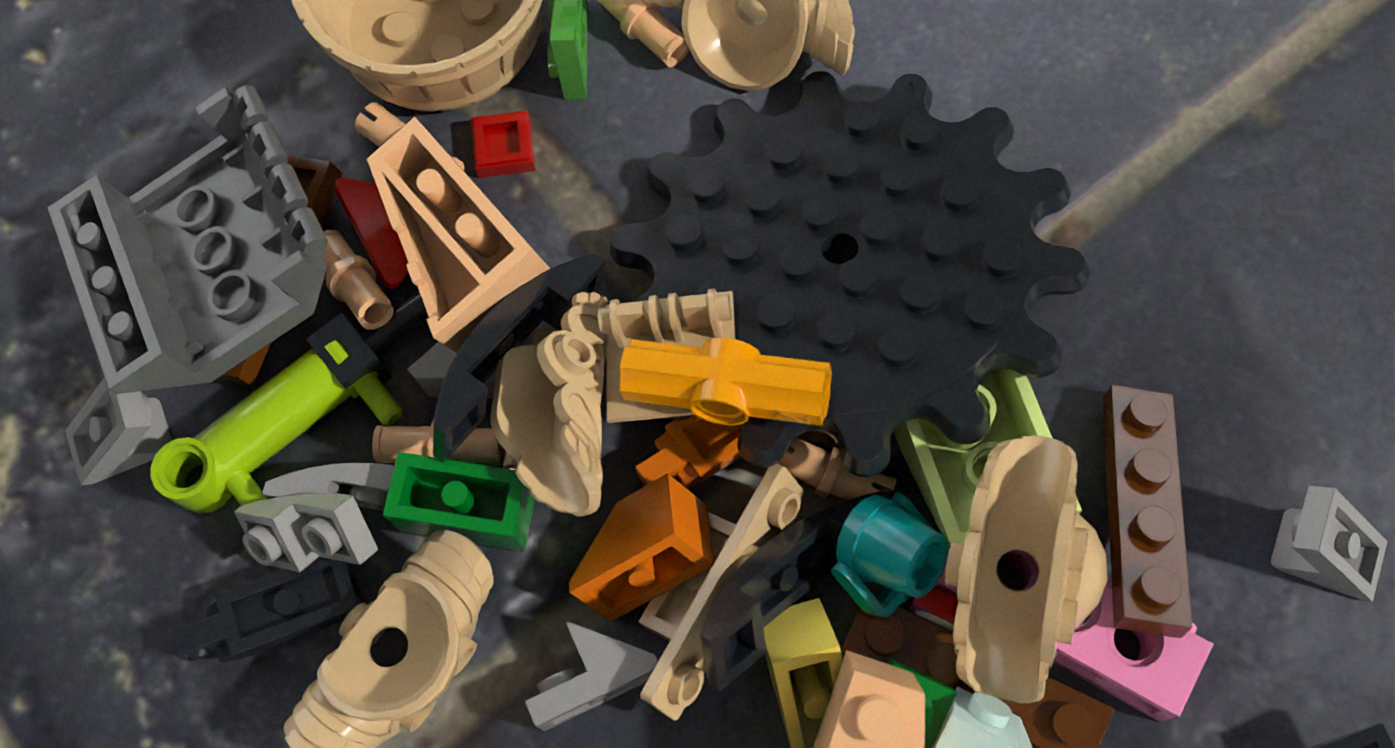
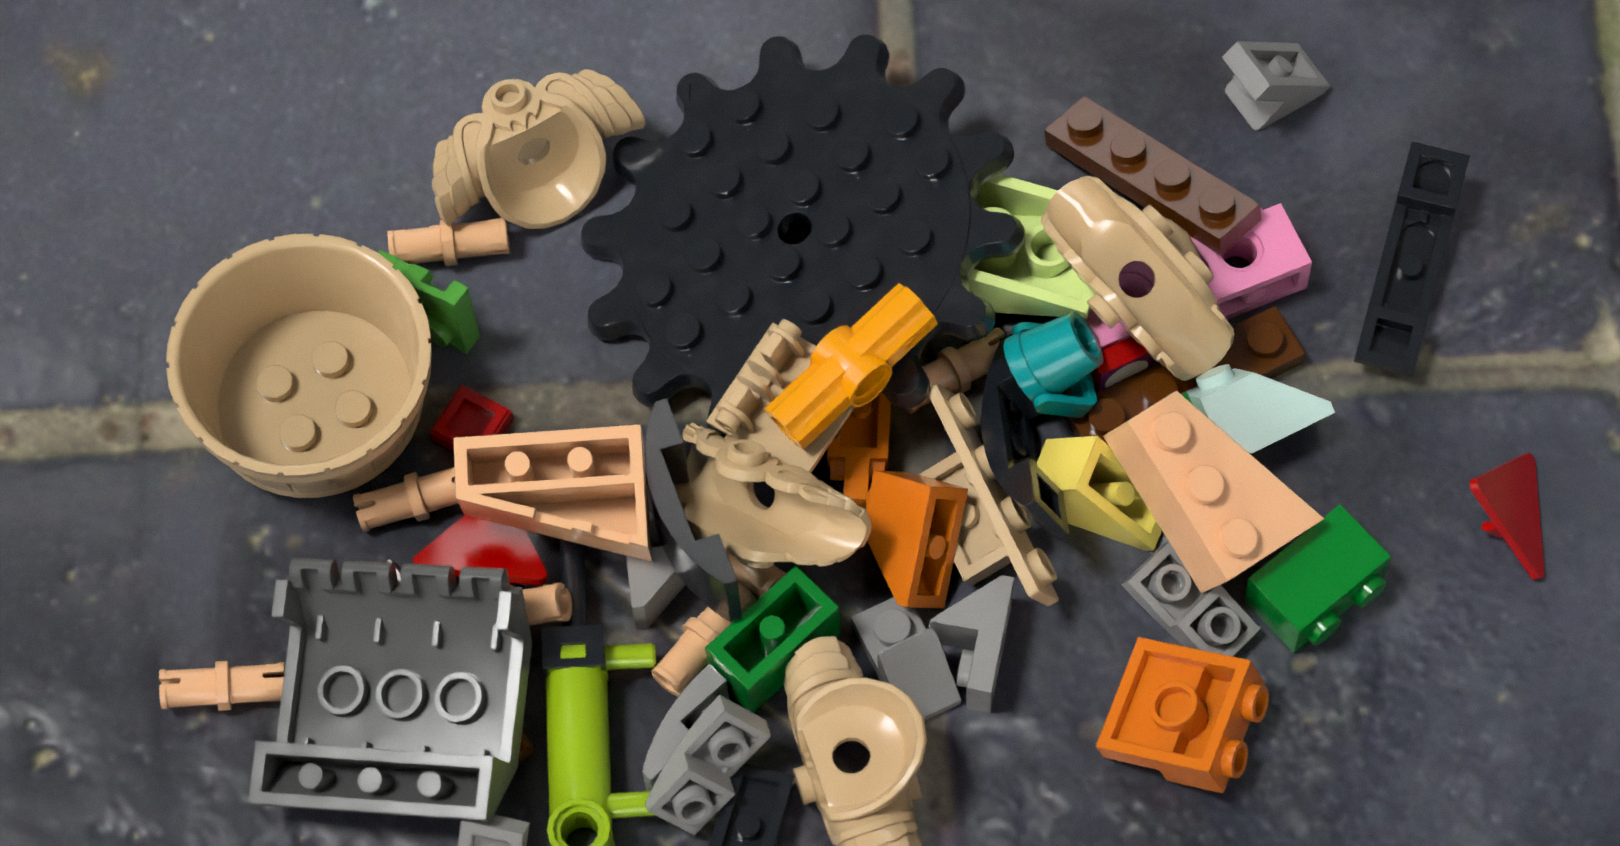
camera: 55 degrees left, 5 degrees down
(154, 123) = (221, 685): none -> light nougat pin
(532, 628) = (907, 656): none -> light grey slope

